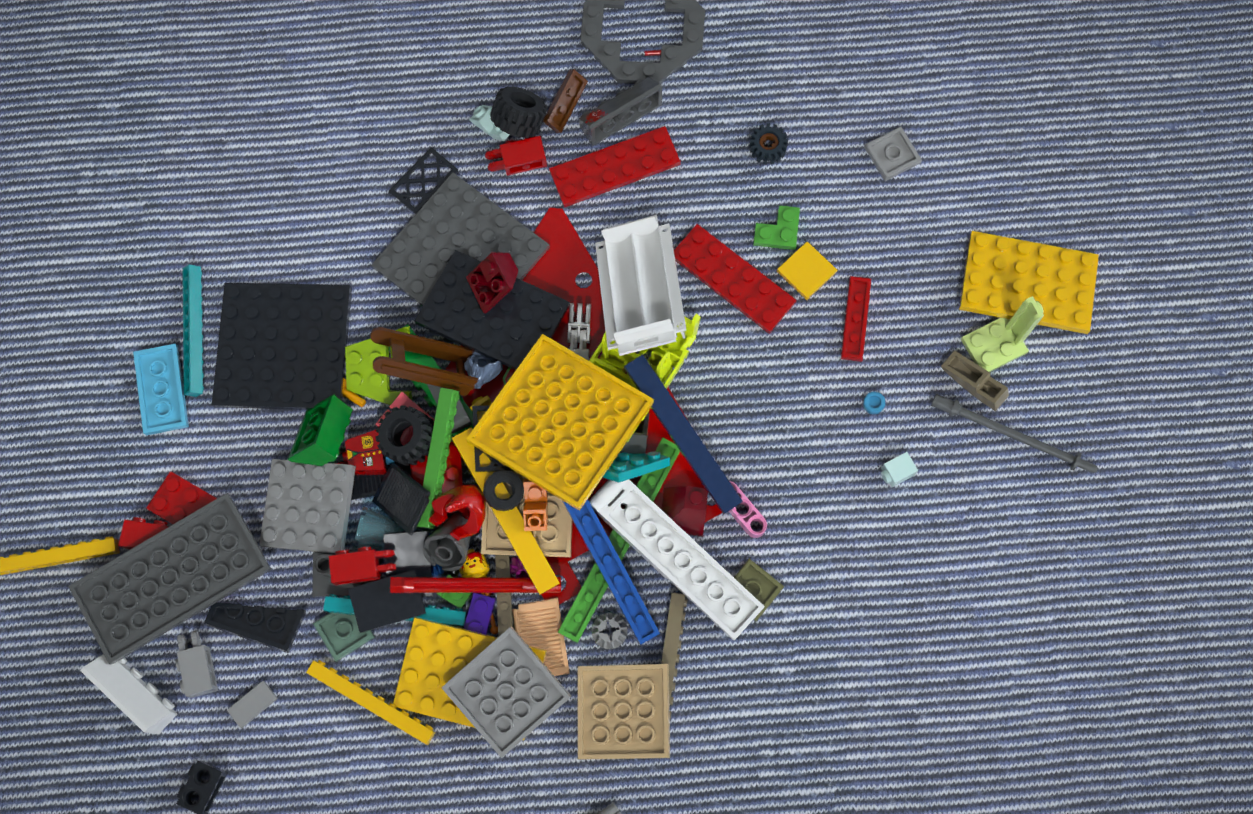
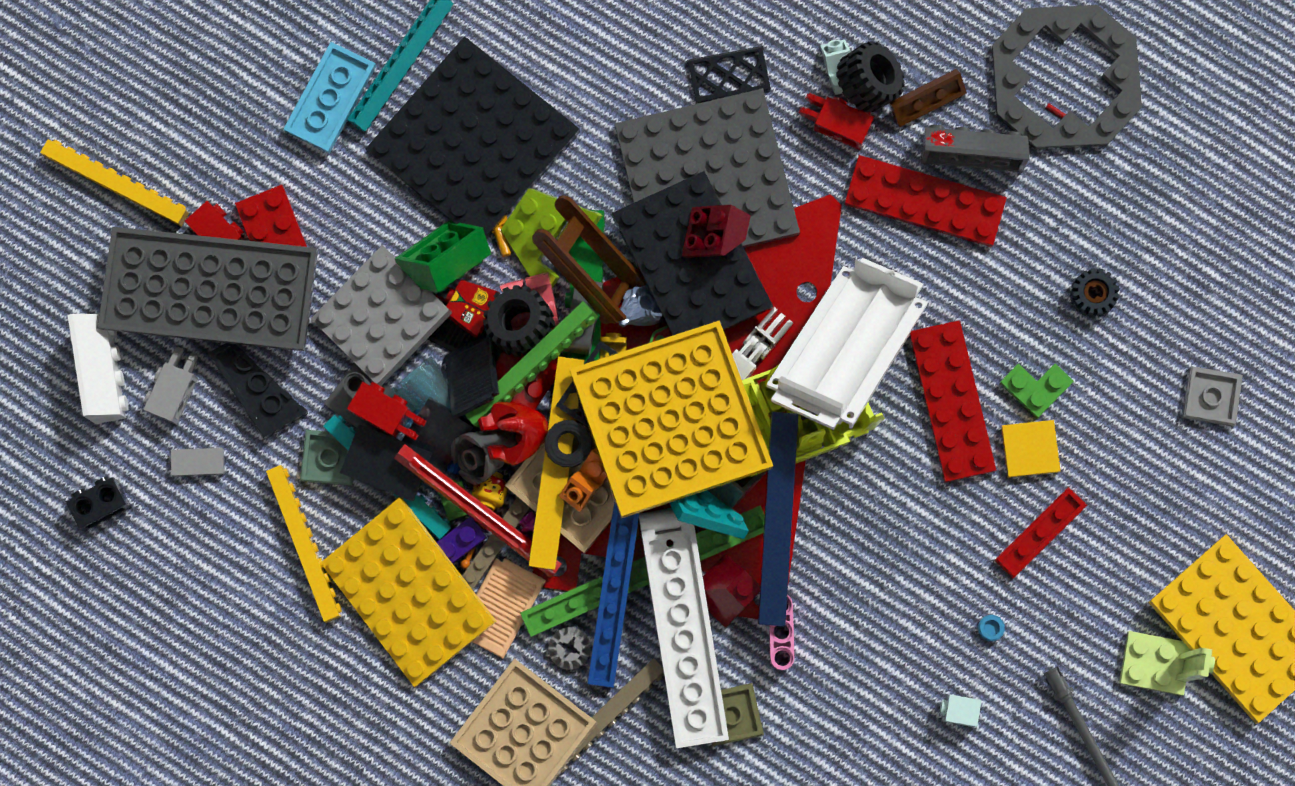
camera: 40 degrees right, 5 degrees up
(506, 692) = (430, 631): light grey plate -> none
(975, 380) = (1107, 683): dark tan slope -> none

